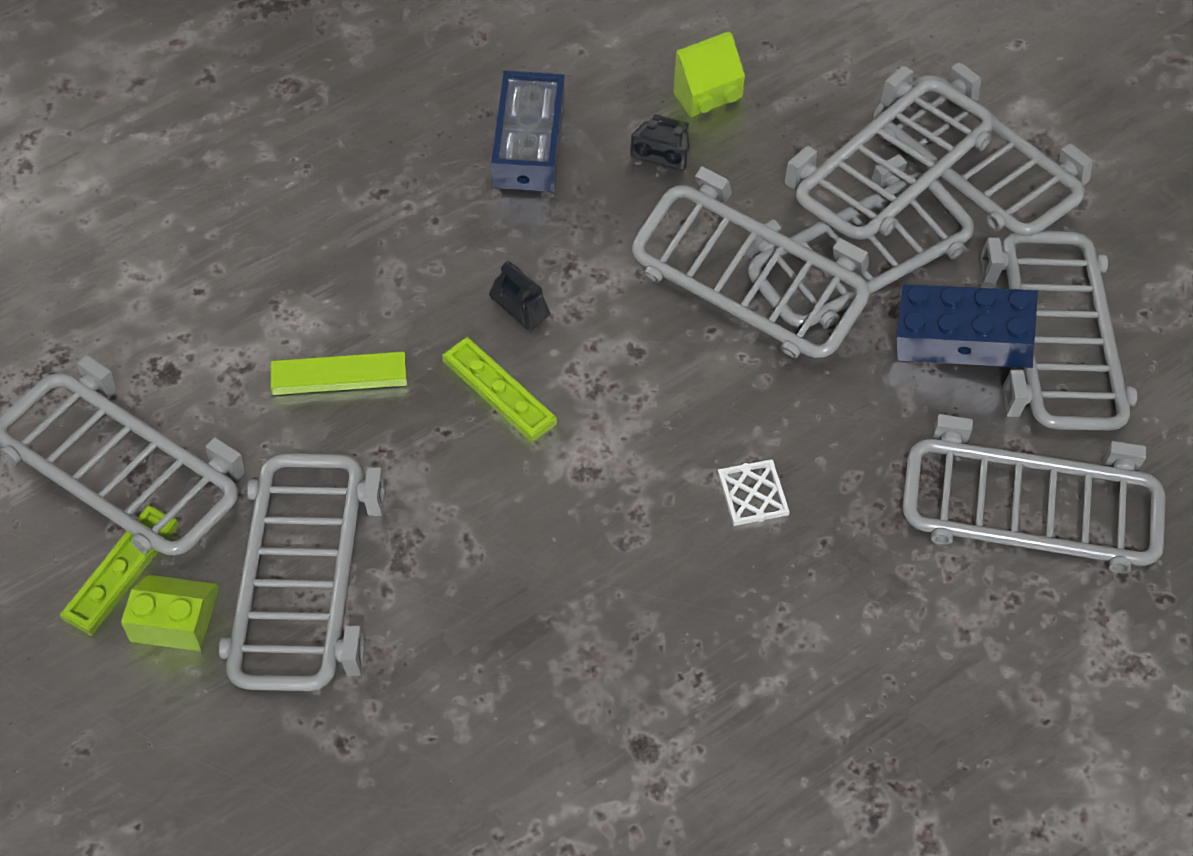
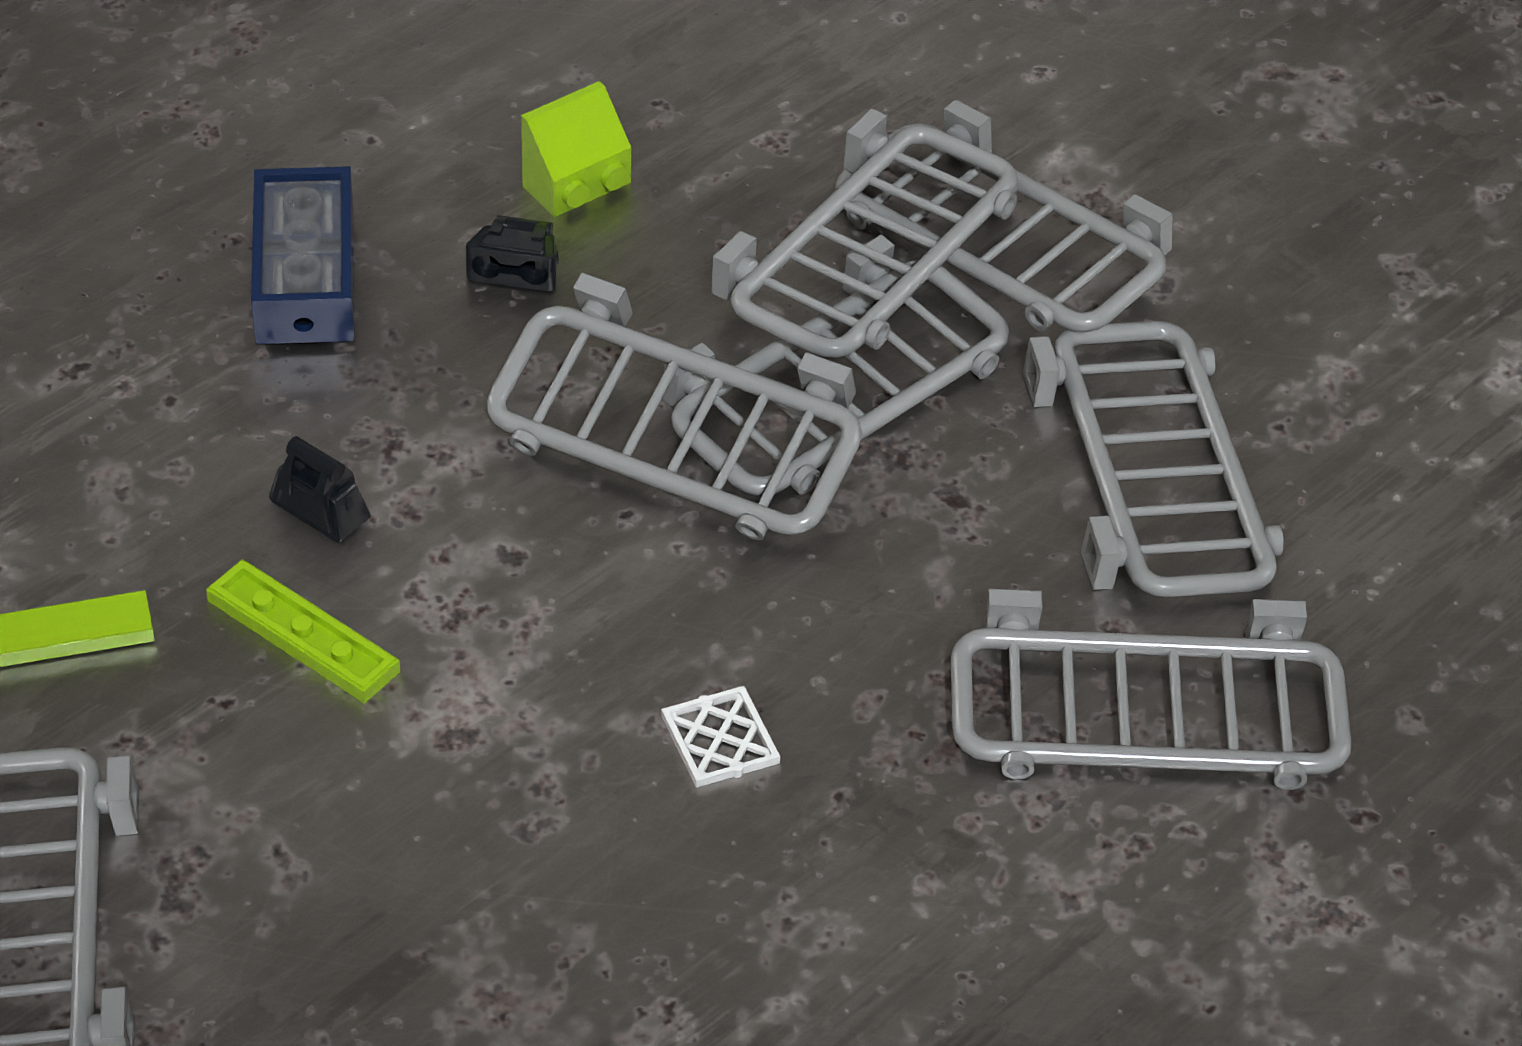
camera: 10 degrees left, 10 degrees down
(967, 325) = (1015, 463): dark blue brick -> none

